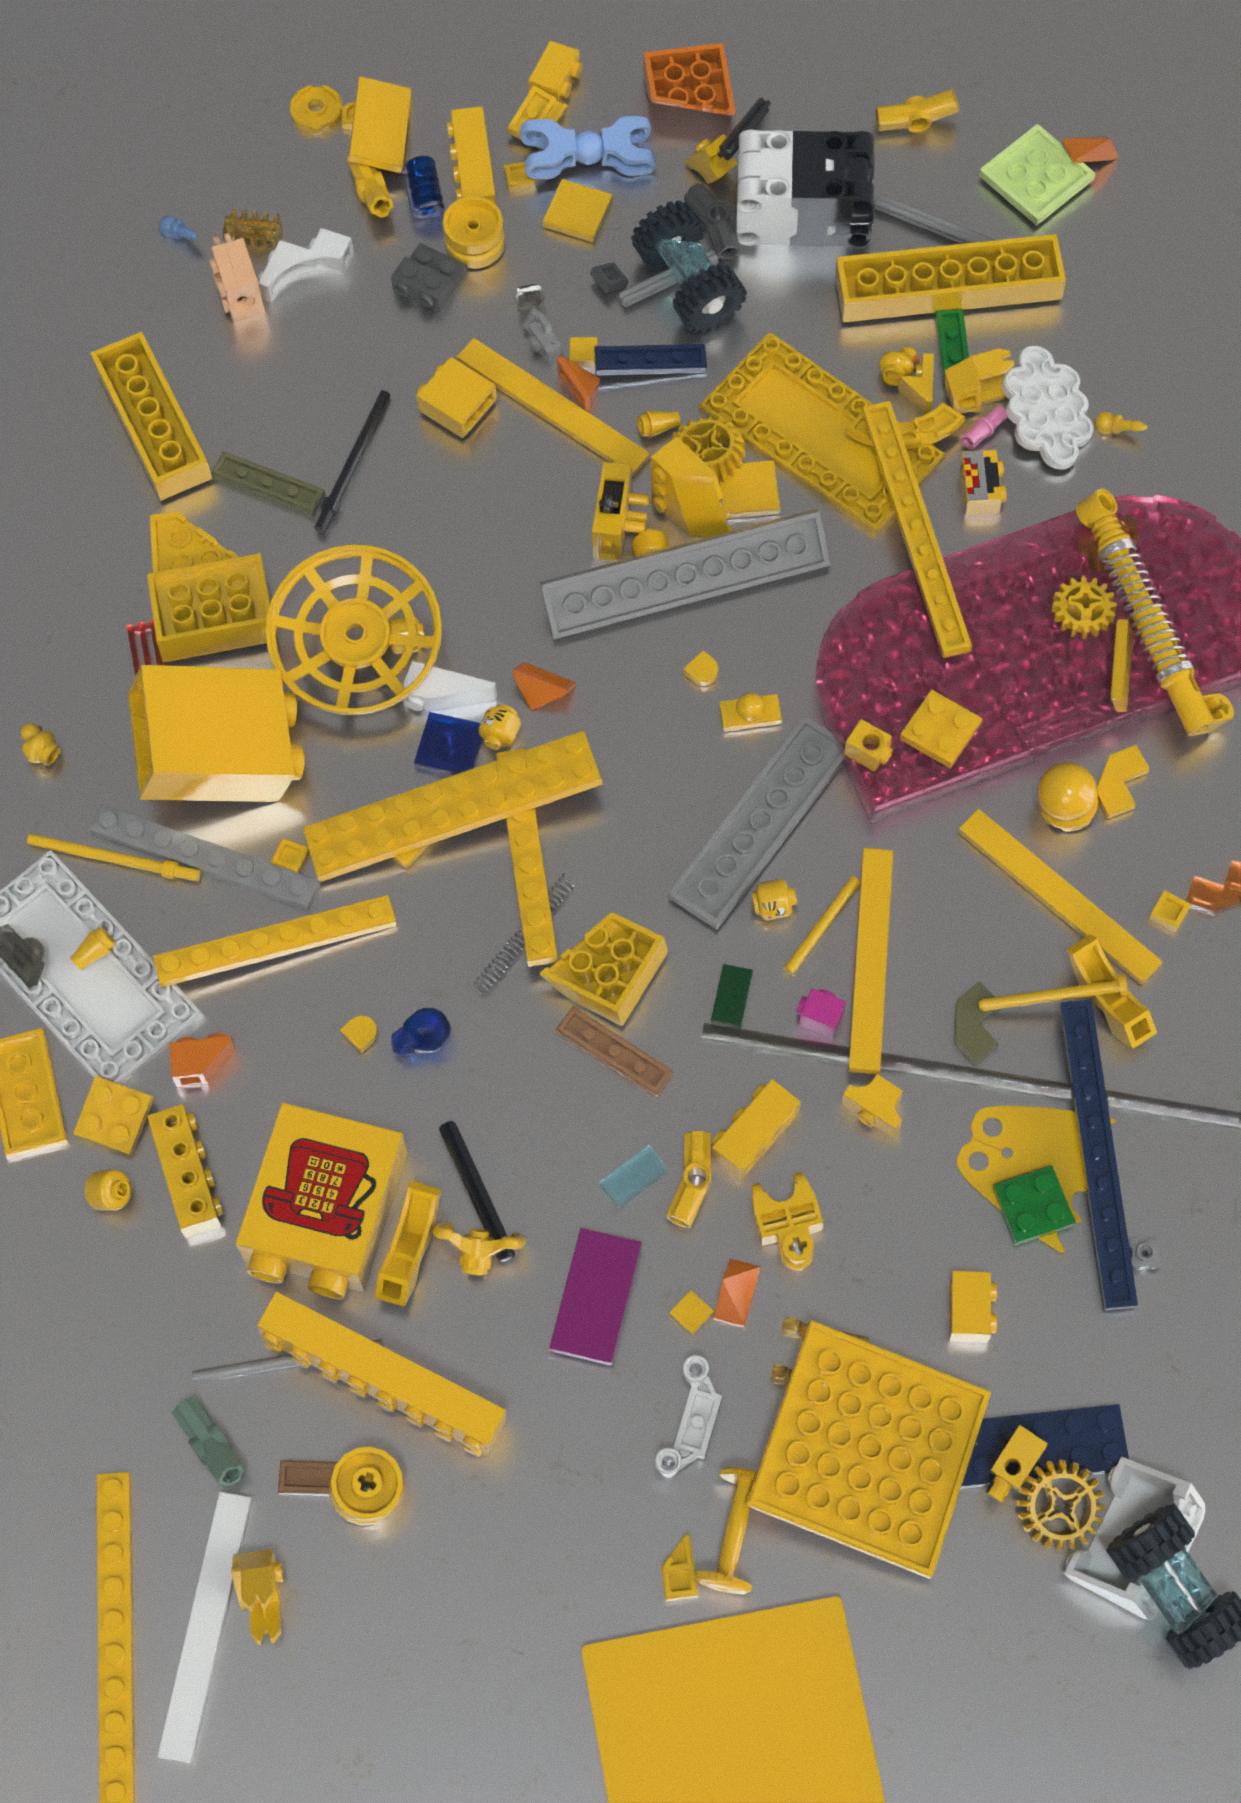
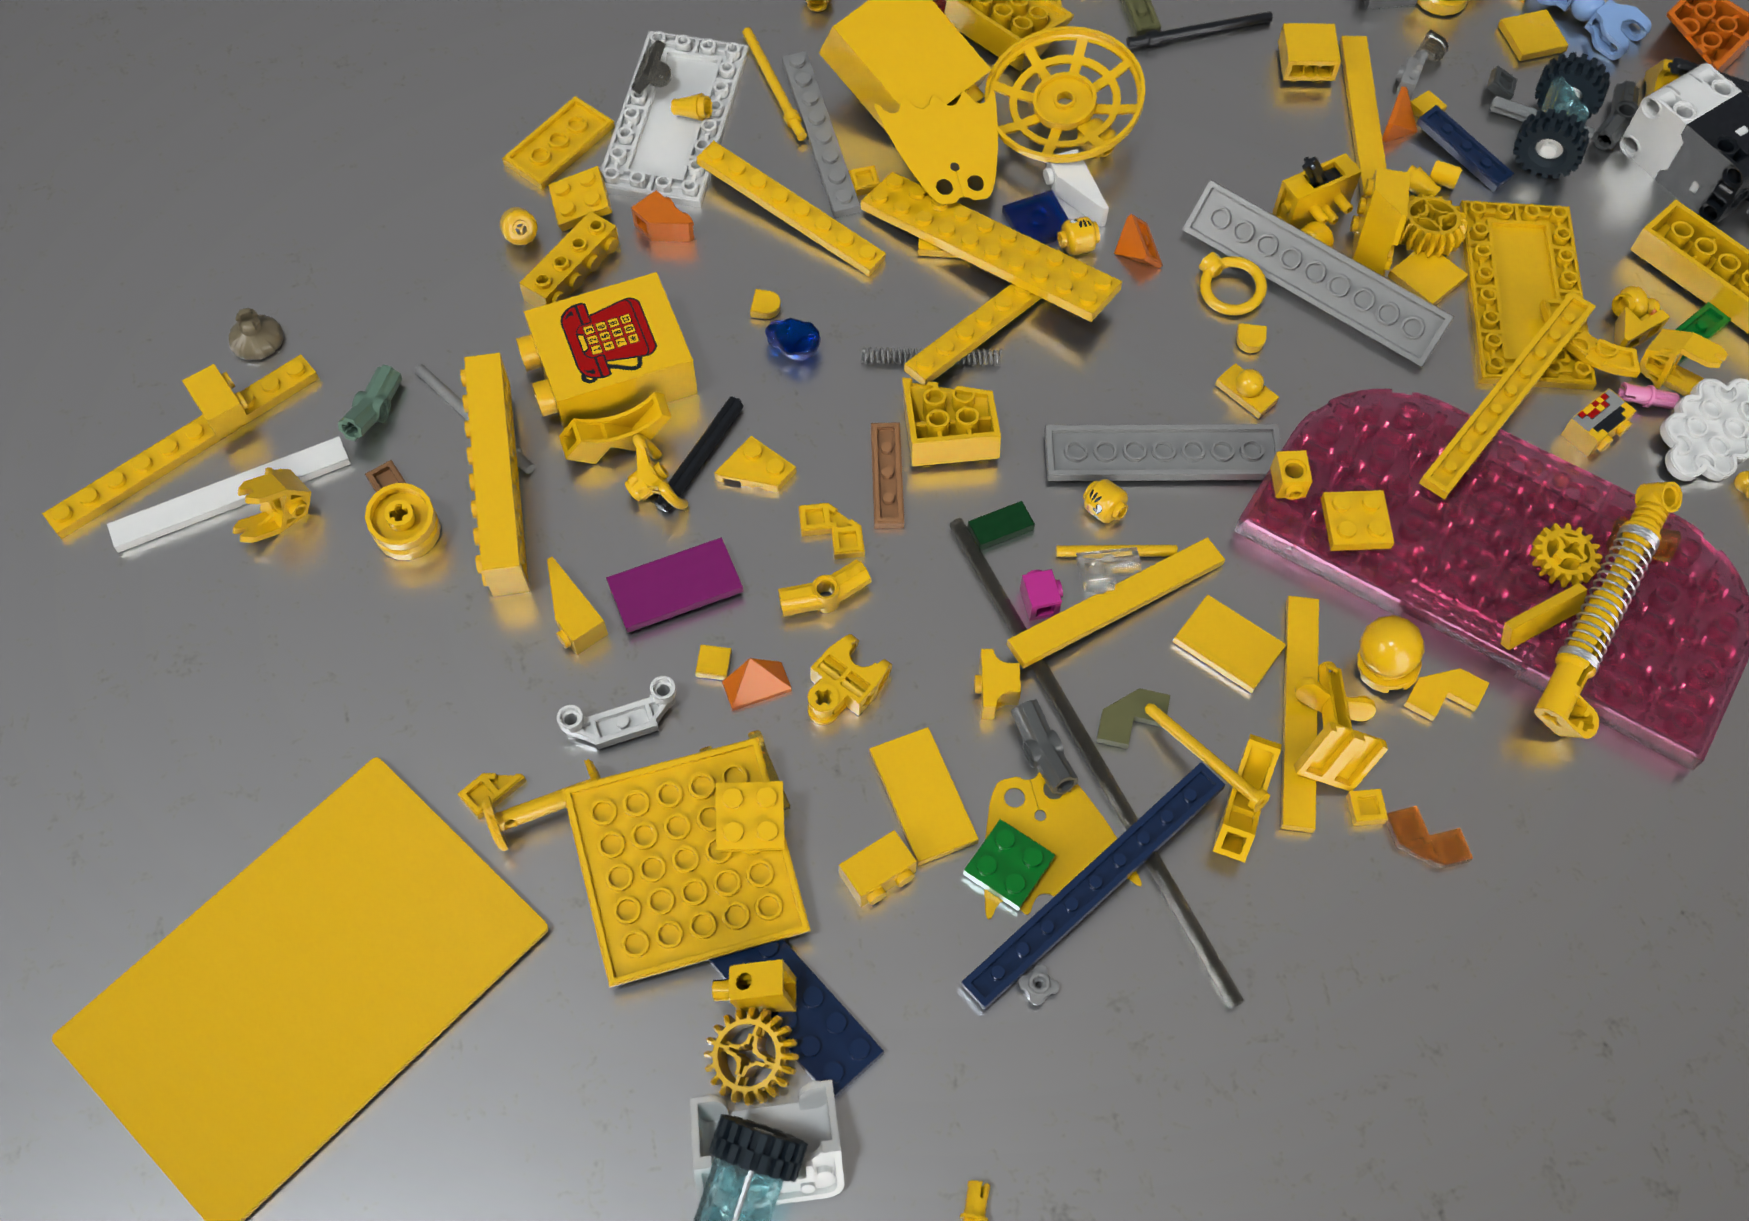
camera: 50 degrees right, 5 degrees down
(47, 1513) = (255, 335): none -> dark tan hair
(104, 1577) = (216, 400): none -> yellow brick
(319, 763) = (943, 135): none -> yellow piece
(525, 1152) = (756, 467): none -> yellow wing
(563, 1397) = (575, 616): none -> yellow slope
(612, 644) = (1213, 265): none -> yellow piece
(633, 1177) = (795, 551): clear light blue tile -> none
(645, 1124) = (825, 519): none -> yellow tile
(664, 396) = (1445, 174): none -> yellow brick
(755, 1128) = (902, 608): yellow brick -> none
(831, 946) = (1100, 566): none -> clear plate
(874, 1372) = (749, 816): none -> yellow plate
(929, 1229) = (923, 796): none -> yellow tile
(957, 1108) = (1044, 747): none -> dark grey piece
(965, 903) = (1229, 643): none -> yellow tile
(1125, 897) = (1338, 753): none -> yellow piece

